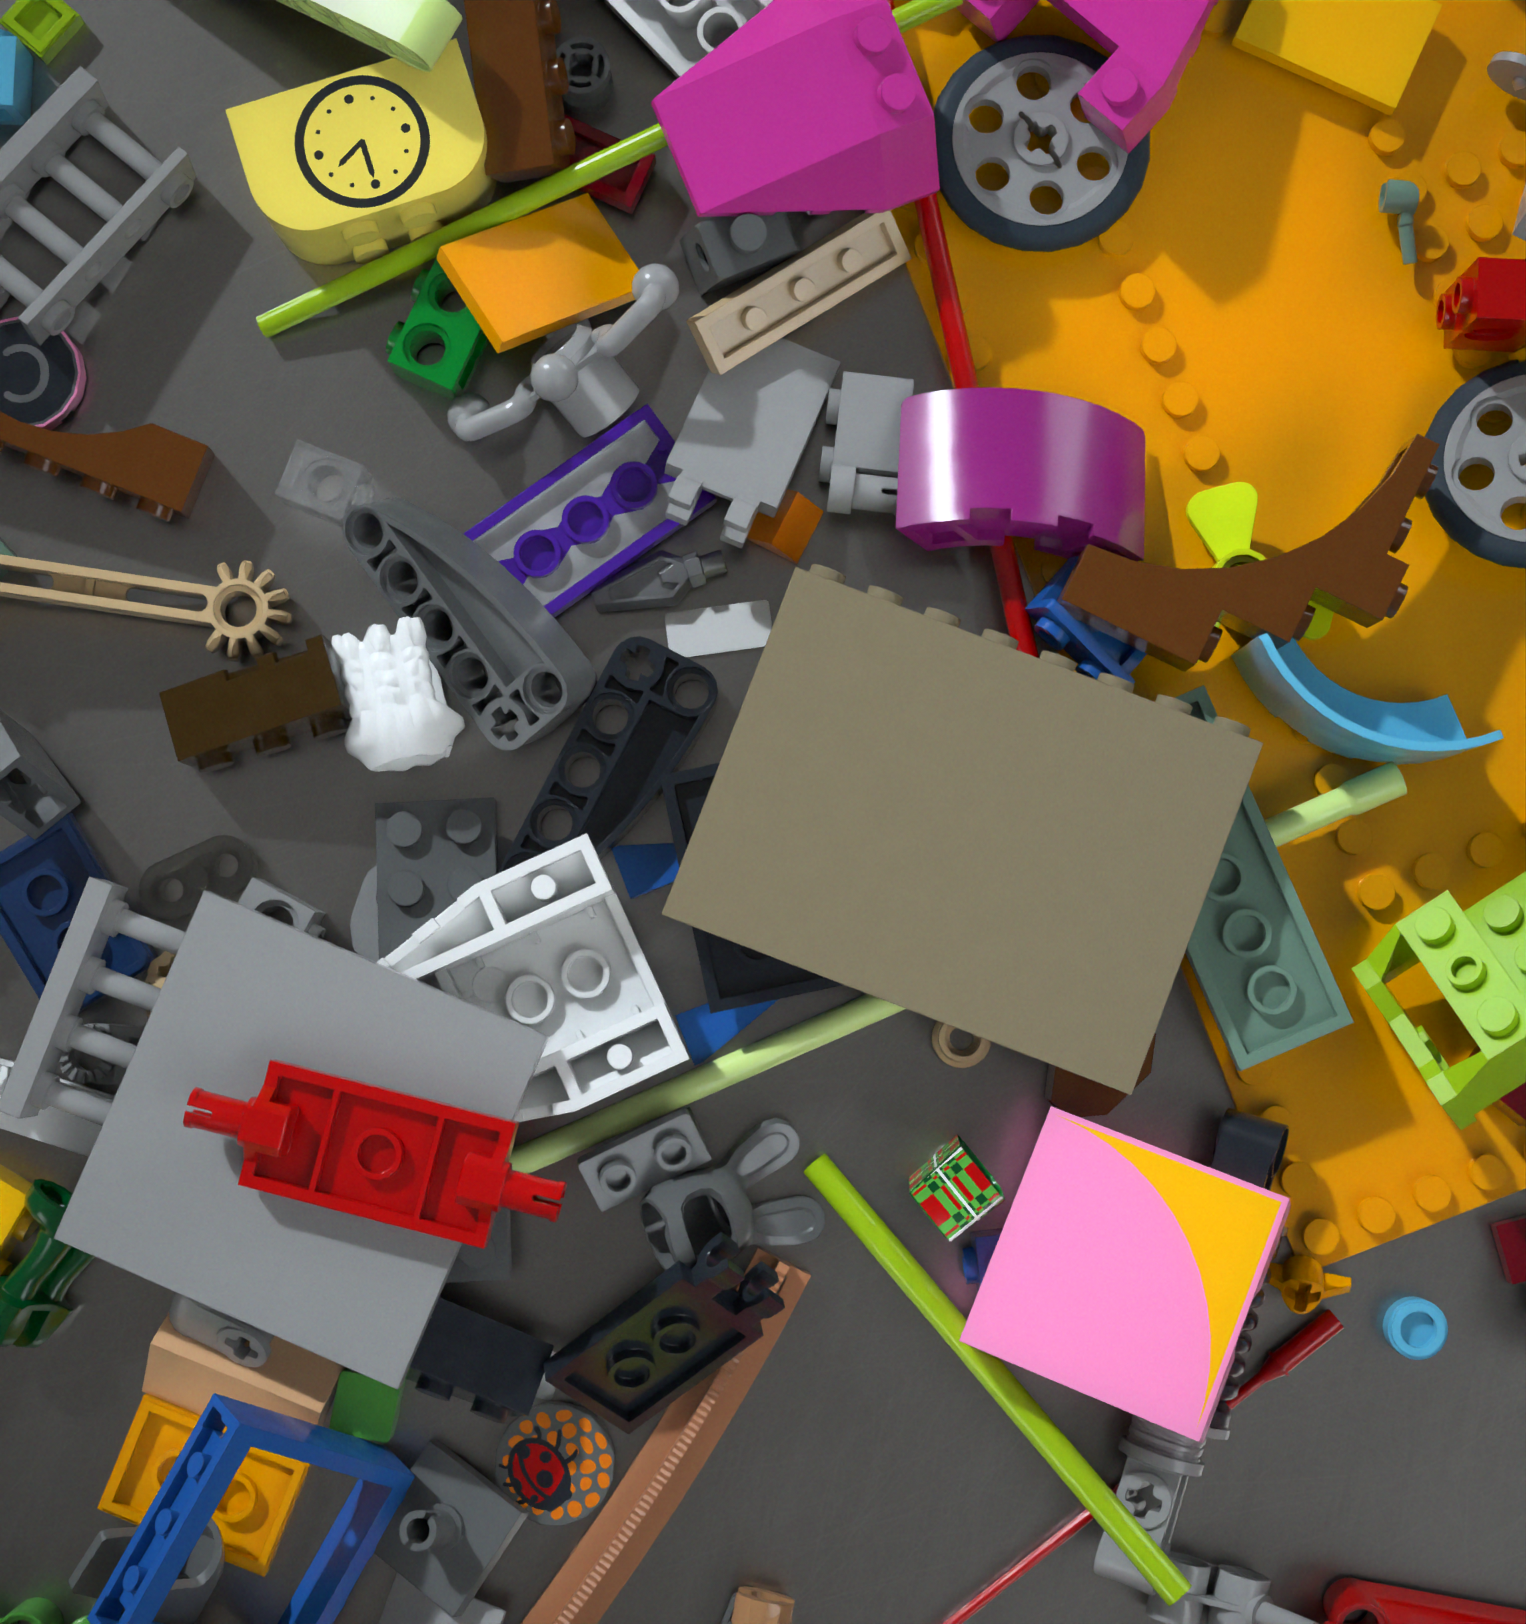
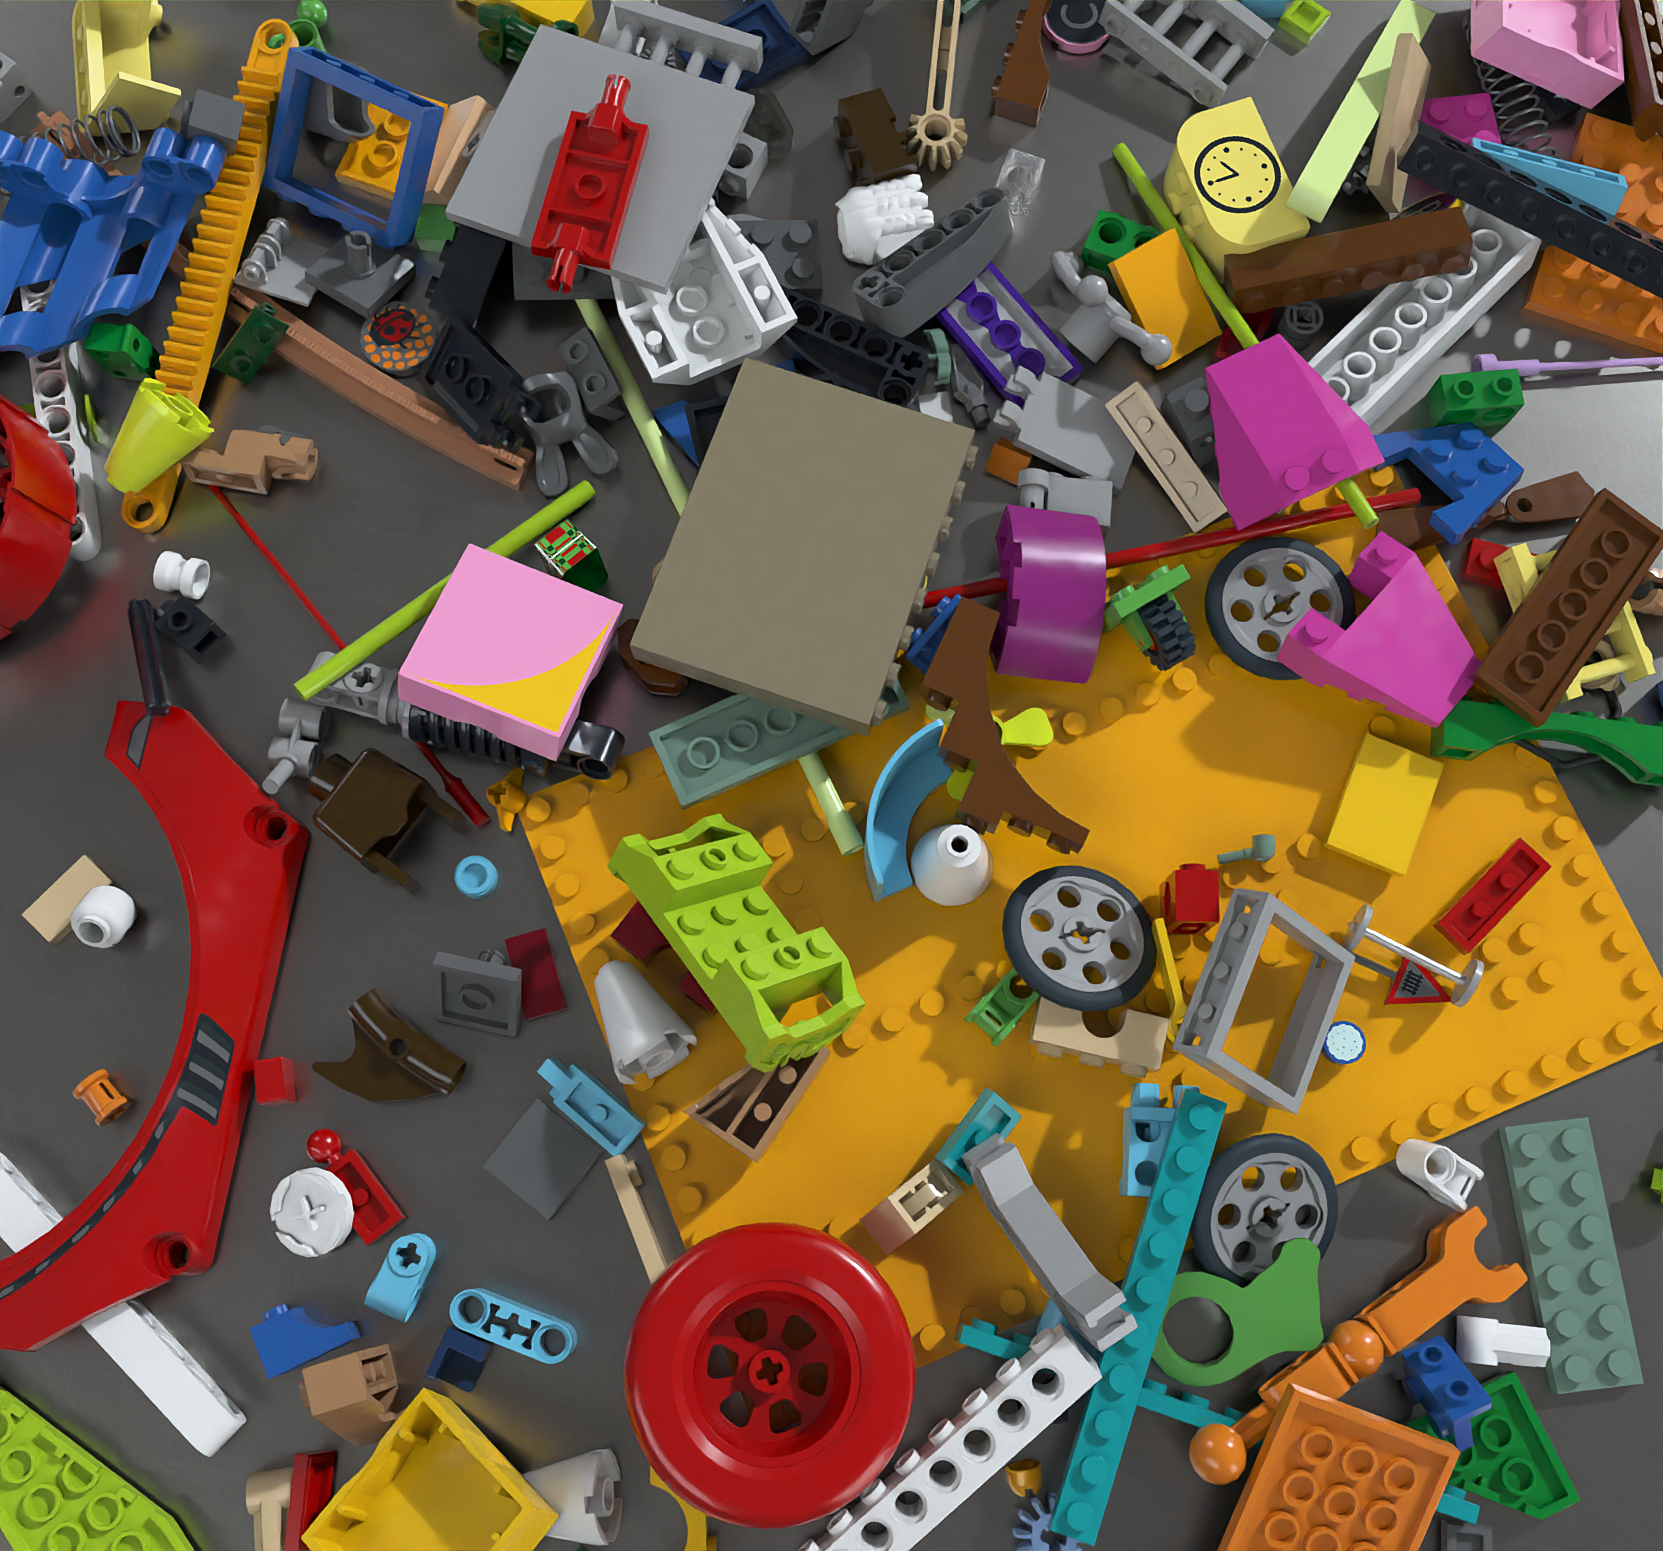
camera: 85 degrees right, 10 degrees down
(613, 619) = (940, 353): none -> sand green piece
(1064, 327) = (1154, 617): none -> plate
(1337, 1482) = (373, 808): none -> dark brown piece
(1424, 643) = (951, 865): none -> white cone

